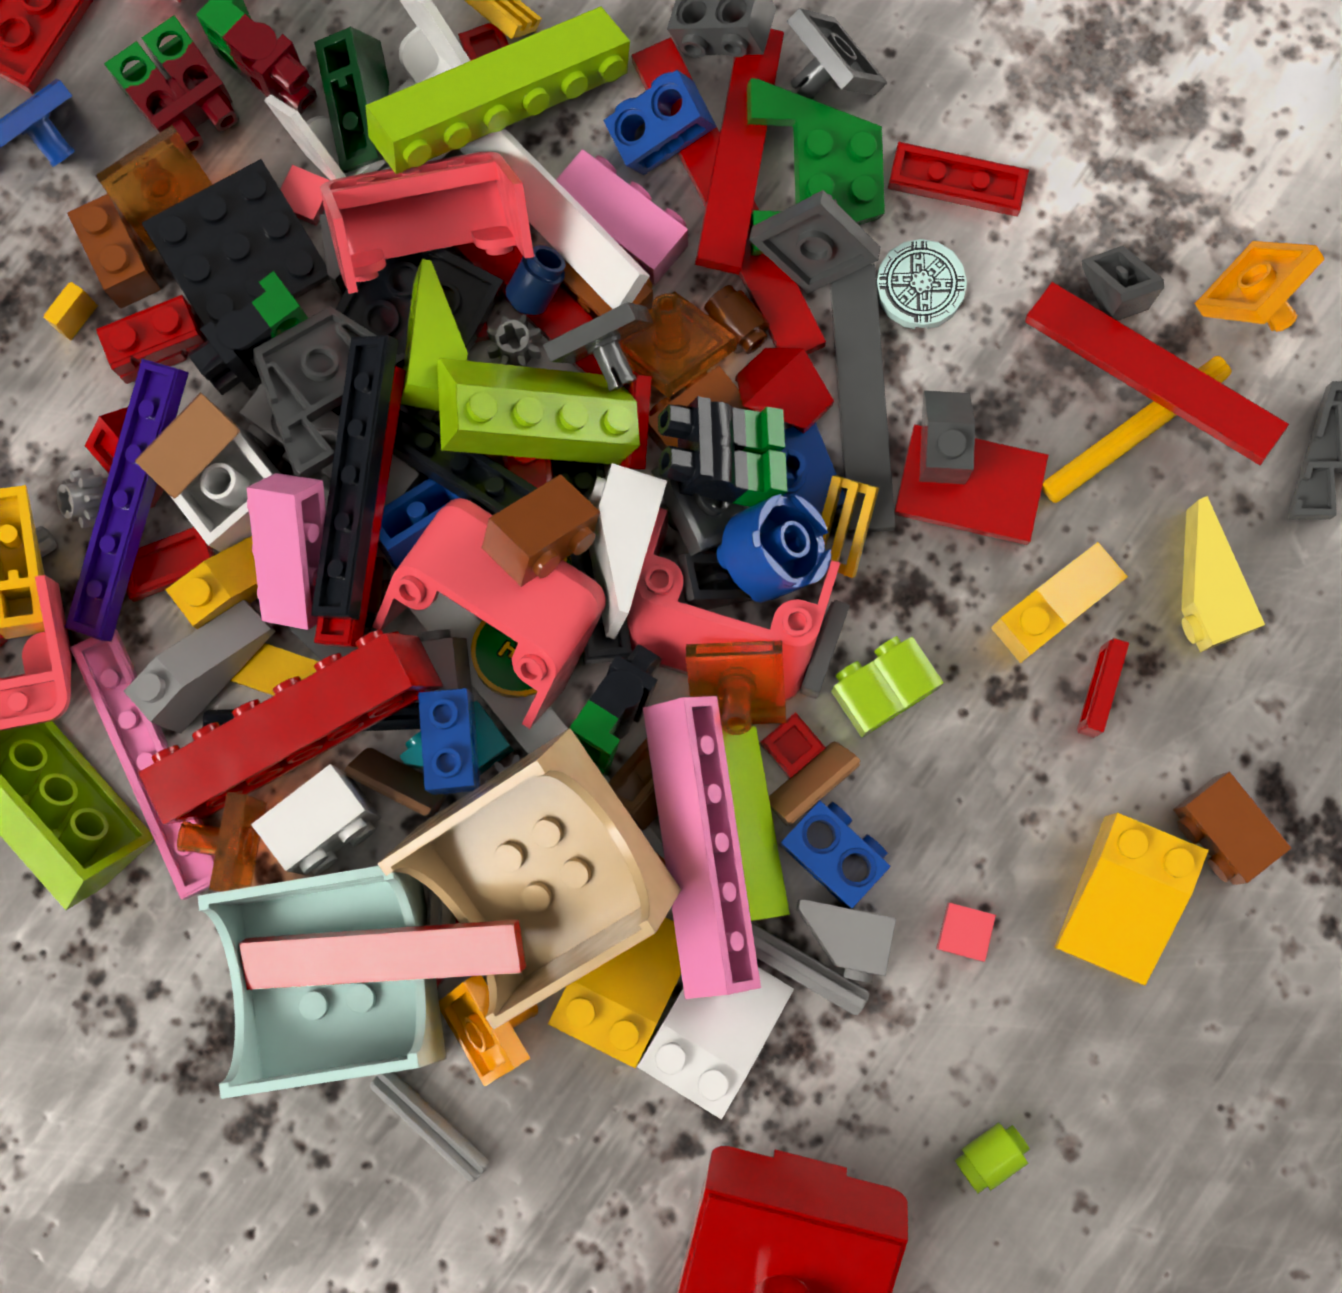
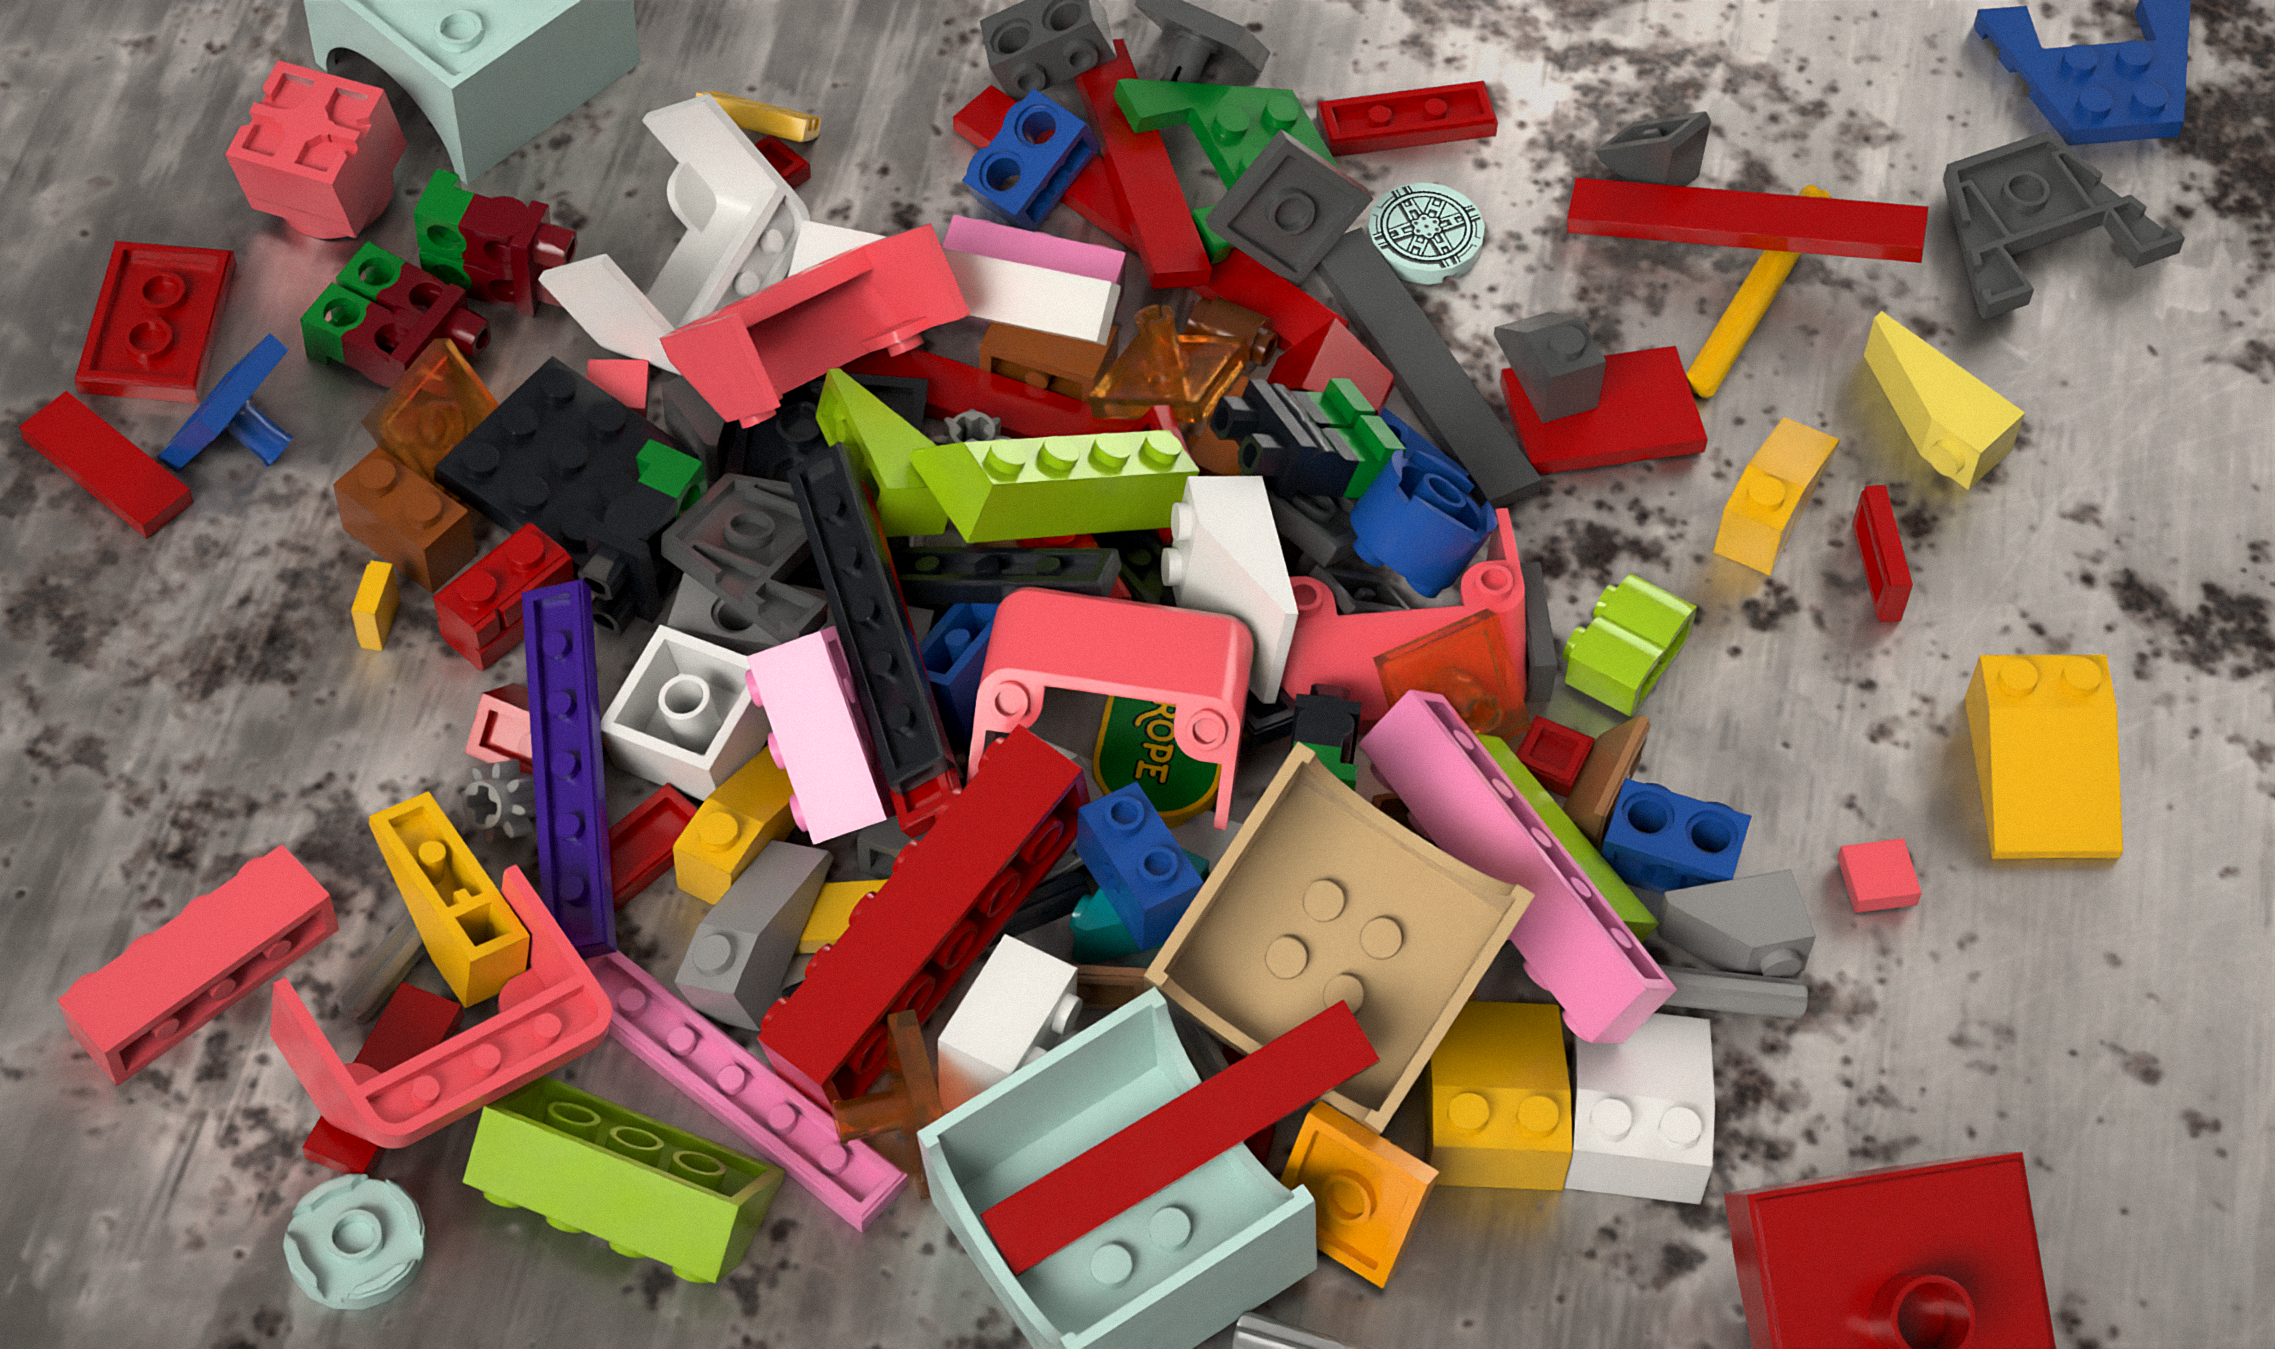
camera: 30 degrees left, 25 degrees down
(187, 445) = (633, 660): medium nougat slope -> none
(352, 77) = (641, 247): dark green slope -> none
(497, 89) = (820, 183): lime brick -> none
(536, 281) = (973, 359): dark blue brick -> none
(541, 530) = (1143, 569): dark orange brick -> none
(602, 339) = (1095, 373): dark grey tile -> none
(828, 514) = (1474, 445): yellow tile -> none
(993, 1157) = (2061, 1101): lime brick -> none
(1231, 829) = (2138, 637): dark orange brick -> none
(1260, 284) = (1813, 94): light orange tile -> none

